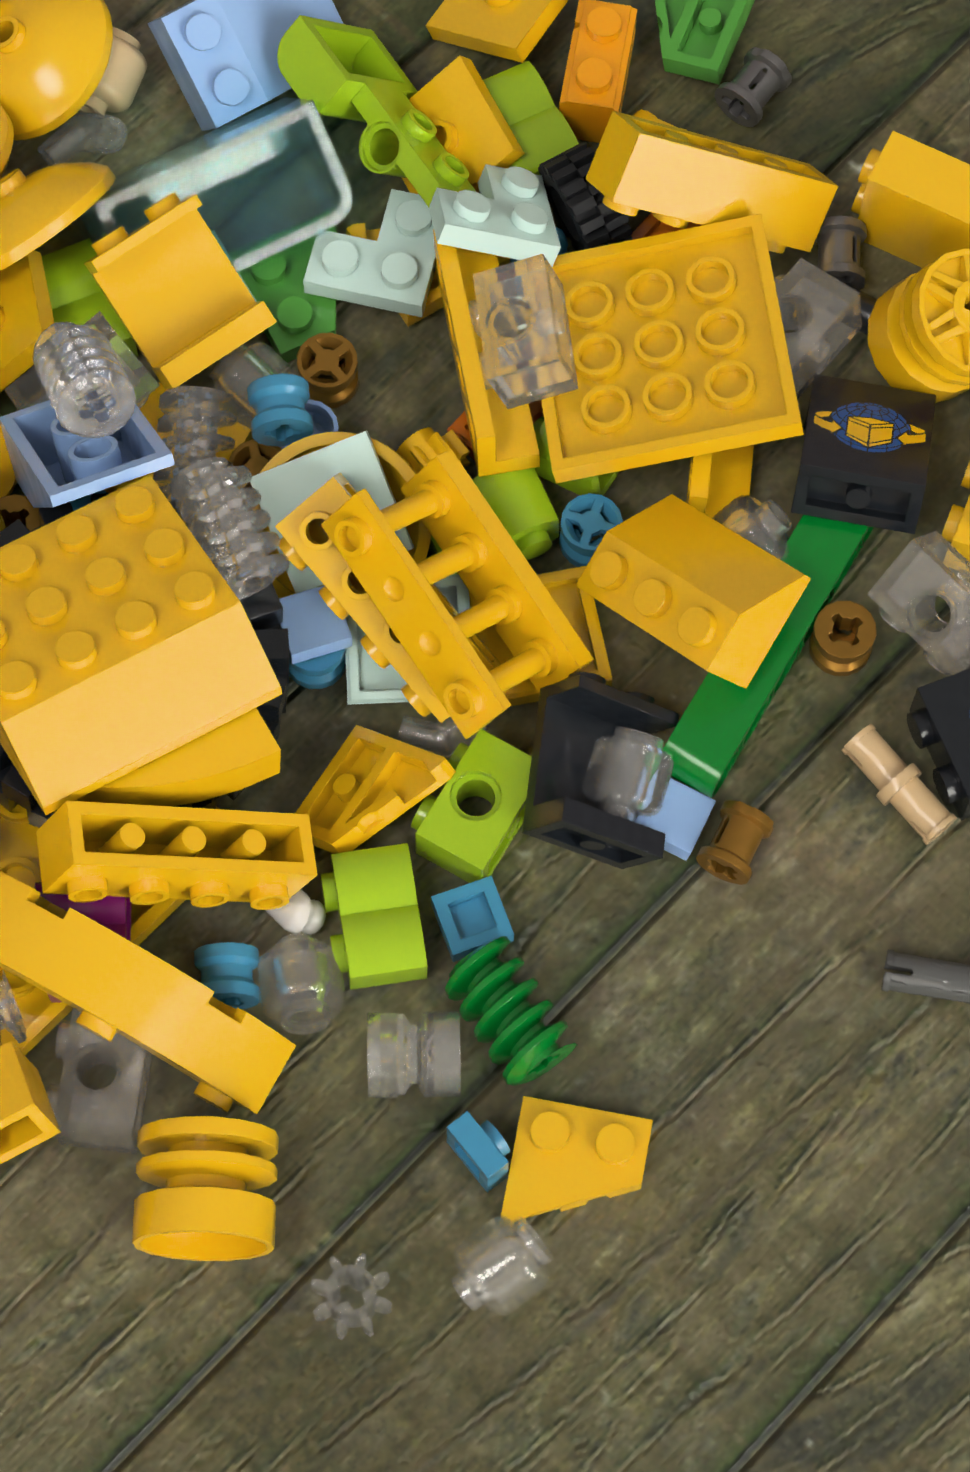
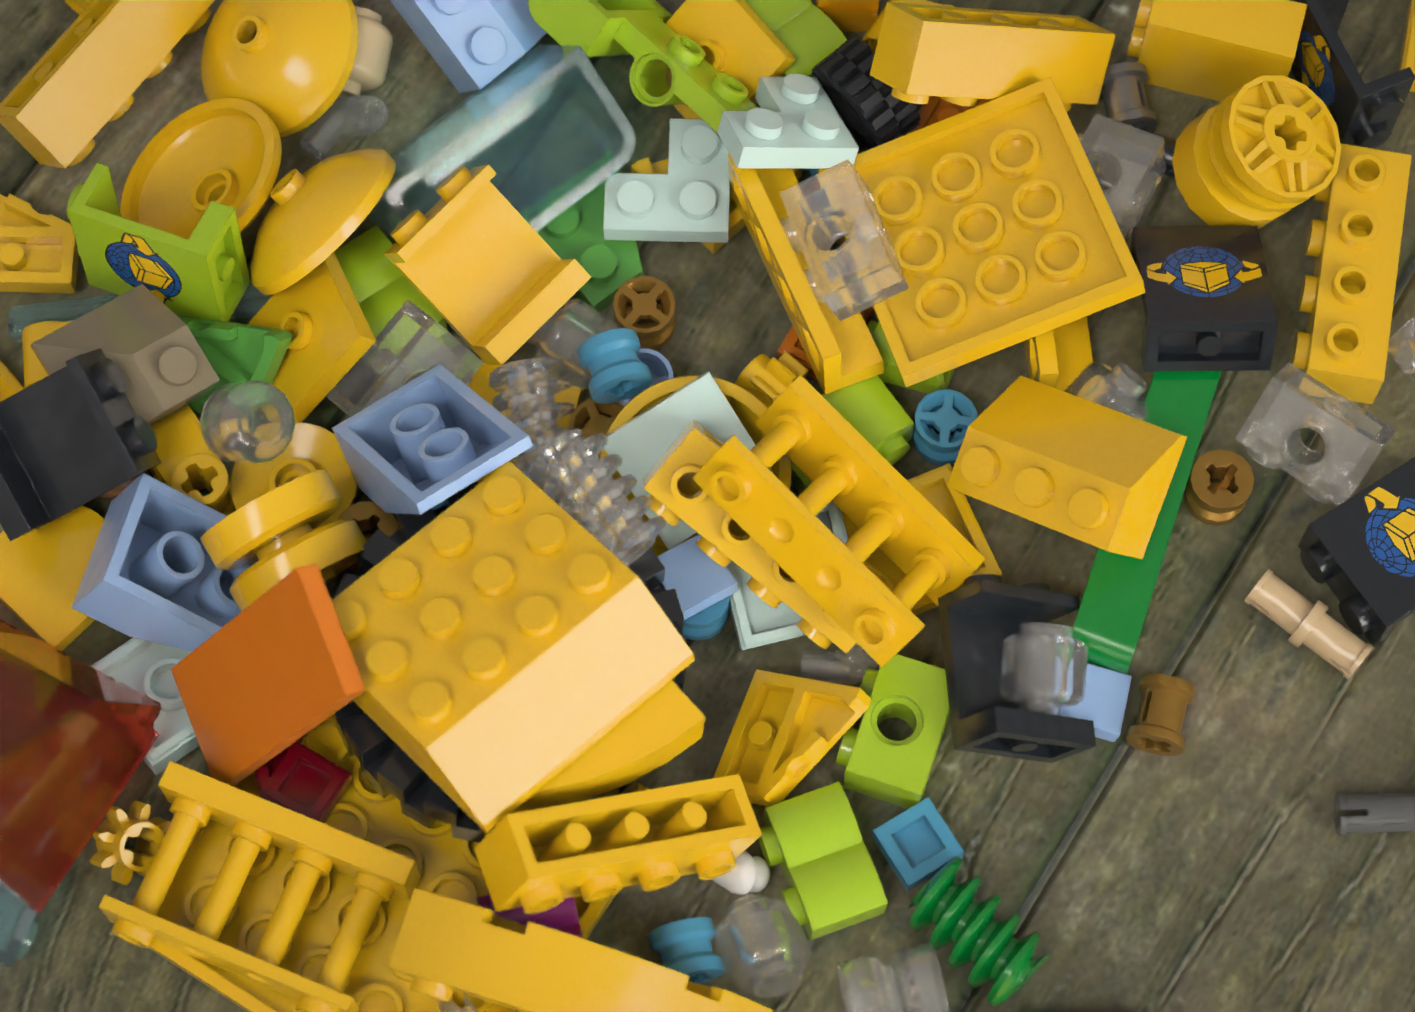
camera: 10 degrees left, 0 degrees up
(83, 379) = (416, 375): clear piece -> none

